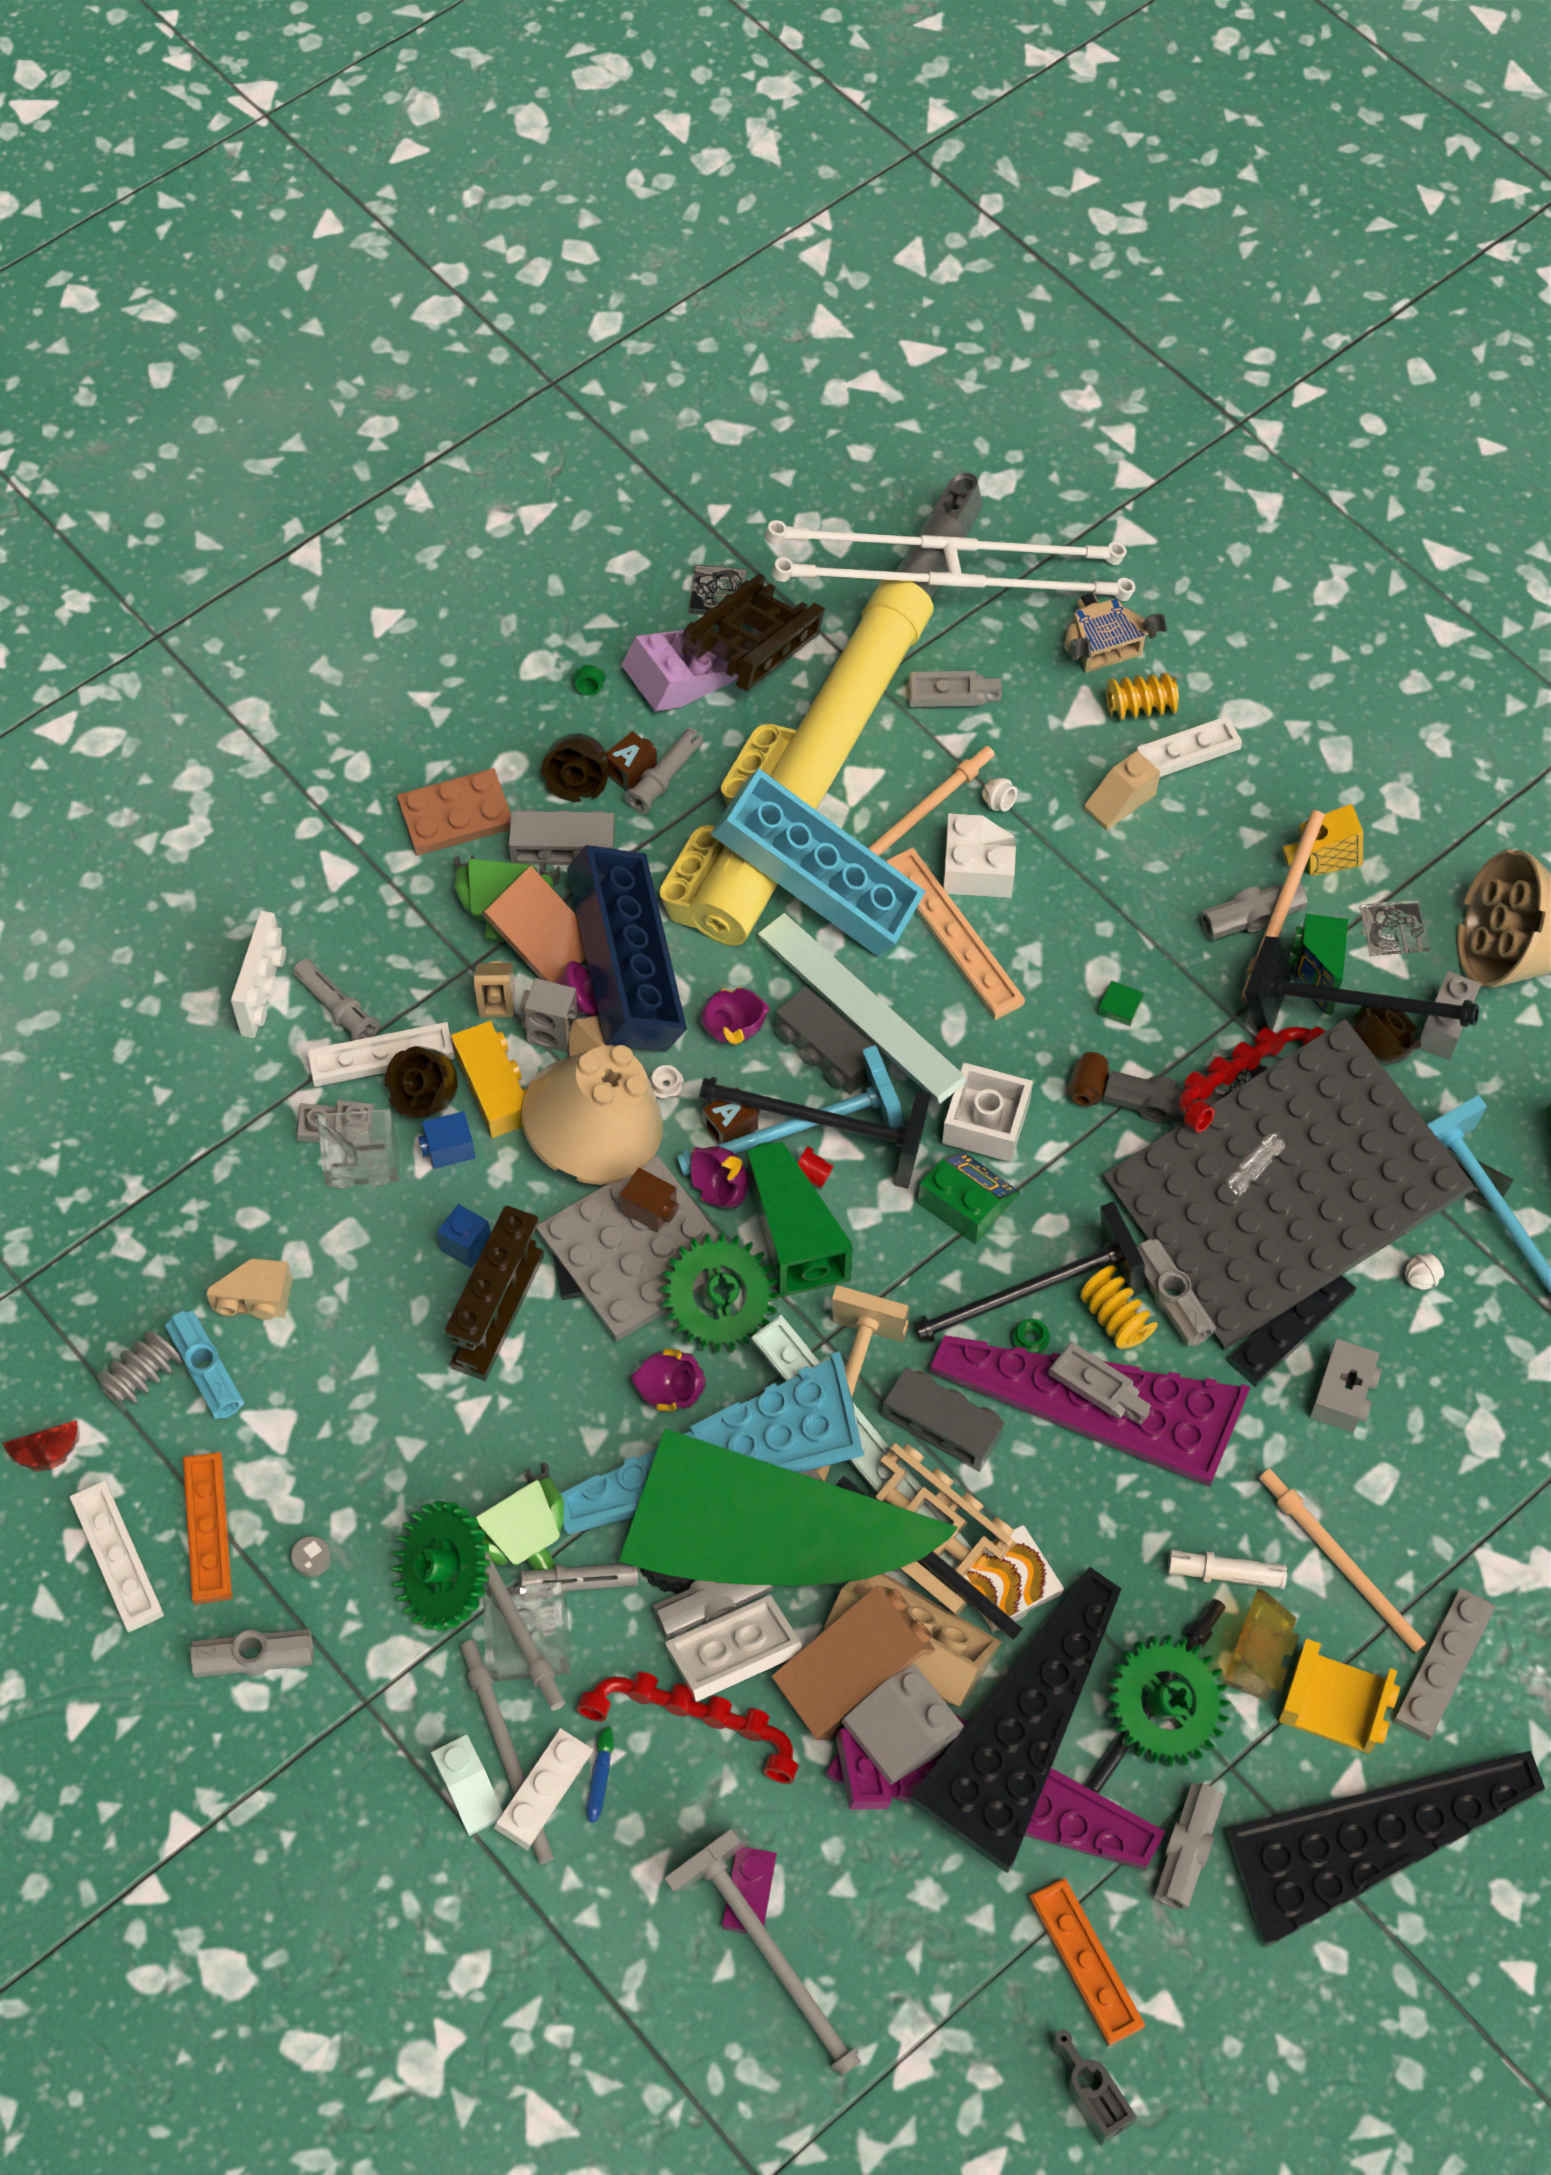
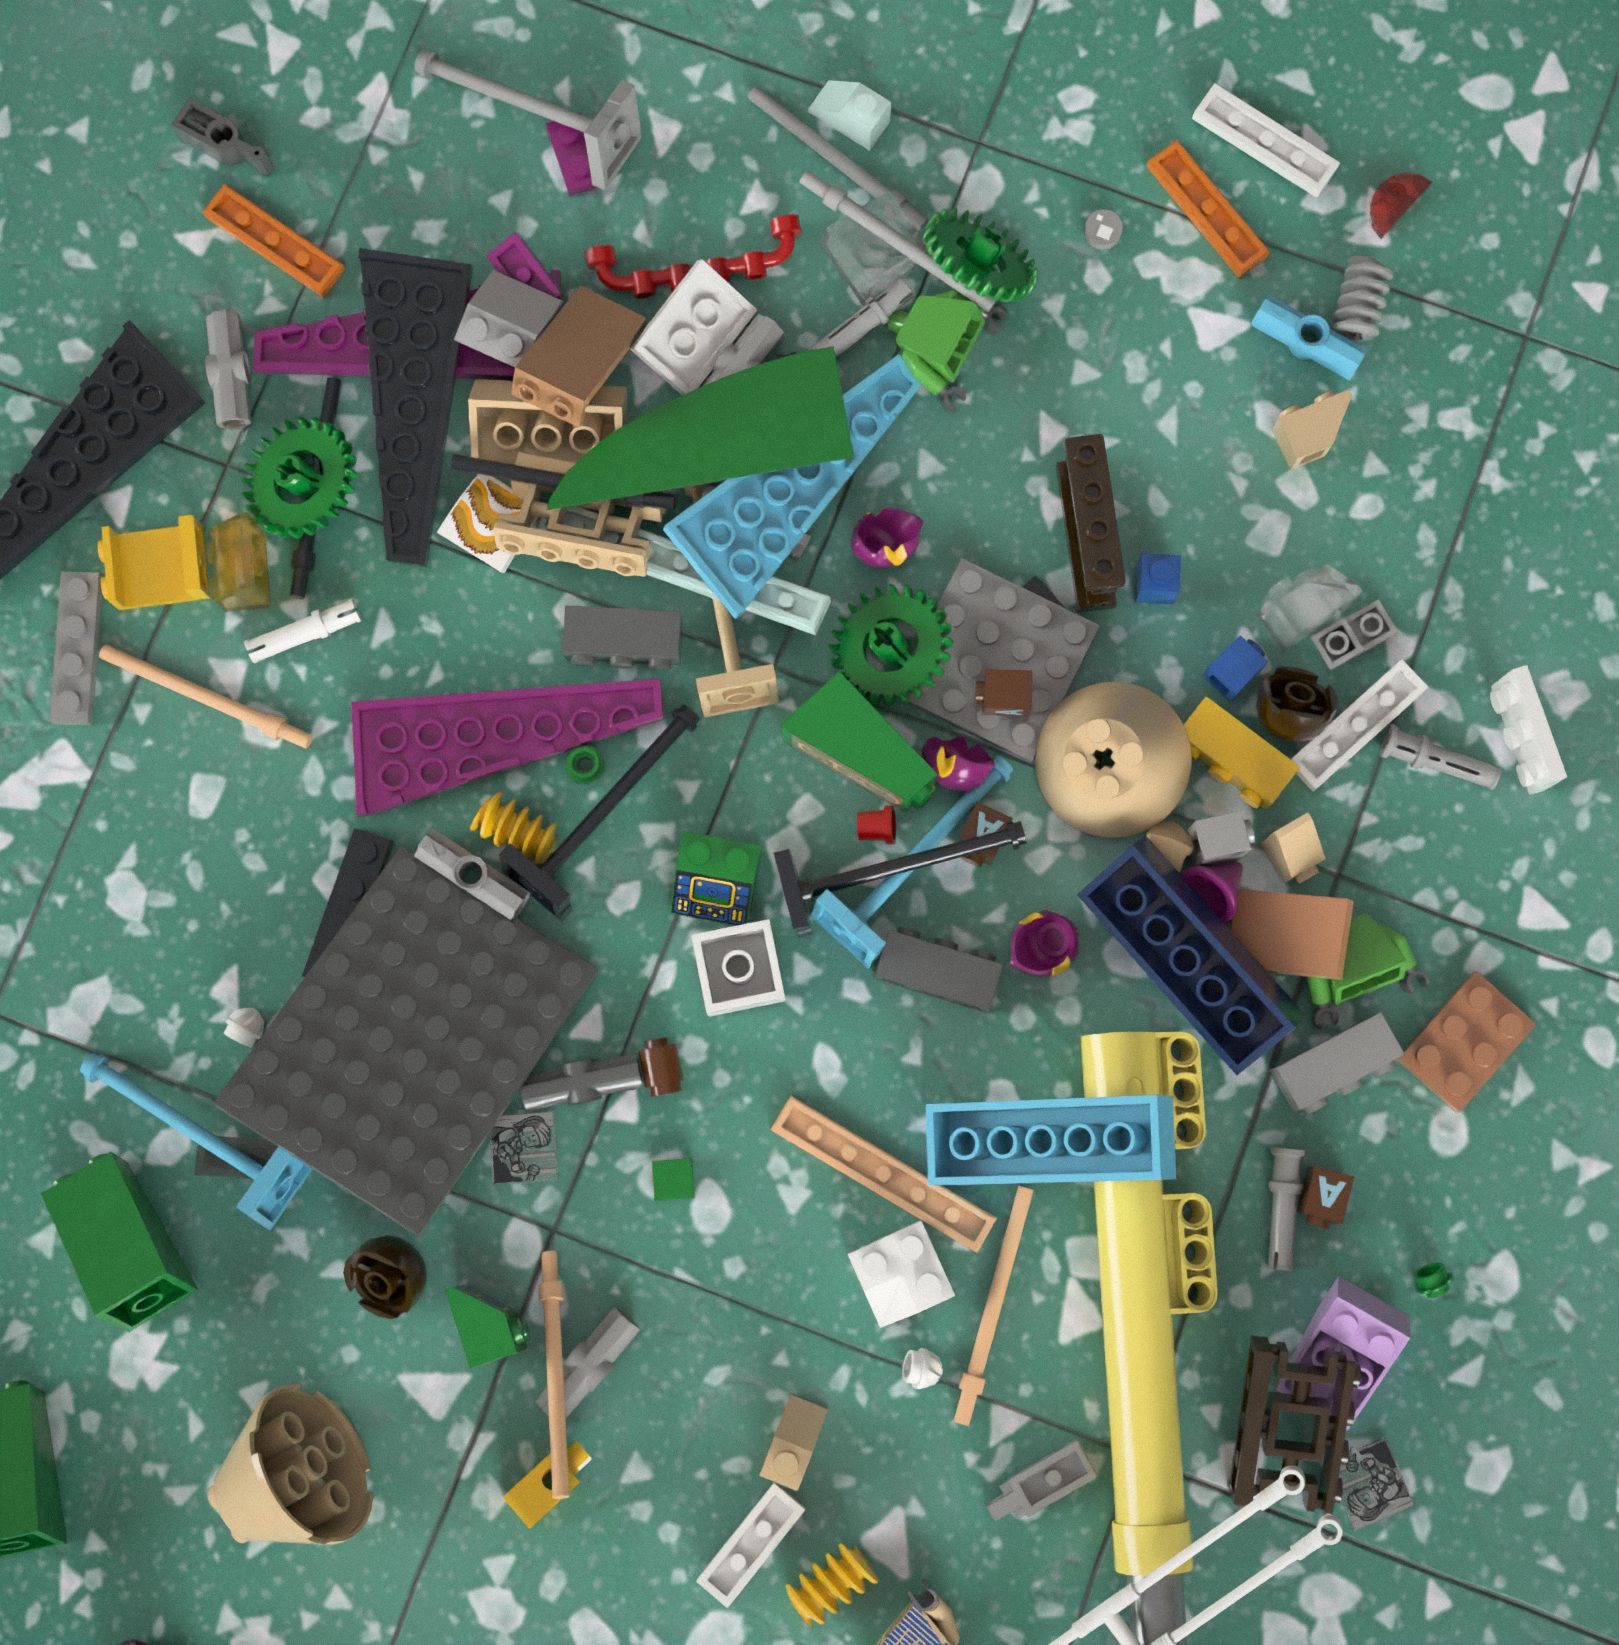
camera: 155 degrees right, 20 degrees up
(226, 1654) = (1112, 106): light grey piece -> none
(543, 1789) = (785, 138): white plate -> none
(576, 767) = (1375, 1154): dark brown cylinder -> none
(600, 1773) = (749, 181): blue piece -> none
(666, 1074) = (1072, 835): white plate -> none
(862, 1008) = (923, 1016): light aqua tile -> none
(1099, 1384) = (494, 733): light grey hinge -> none
(1199, 1114) = (514, 1171): red bar -> none
(1255, 1163) = (443, 1028): clear axle -> none
(1272, 982) = (523, 1265): black tile -> none
(1336, 1403) = (282, 879): light grey brick -> none
(1394, 927) = (436, 1430): clear piece -> none
(1440, 1033) = (332, 1338): light grey brick -> none

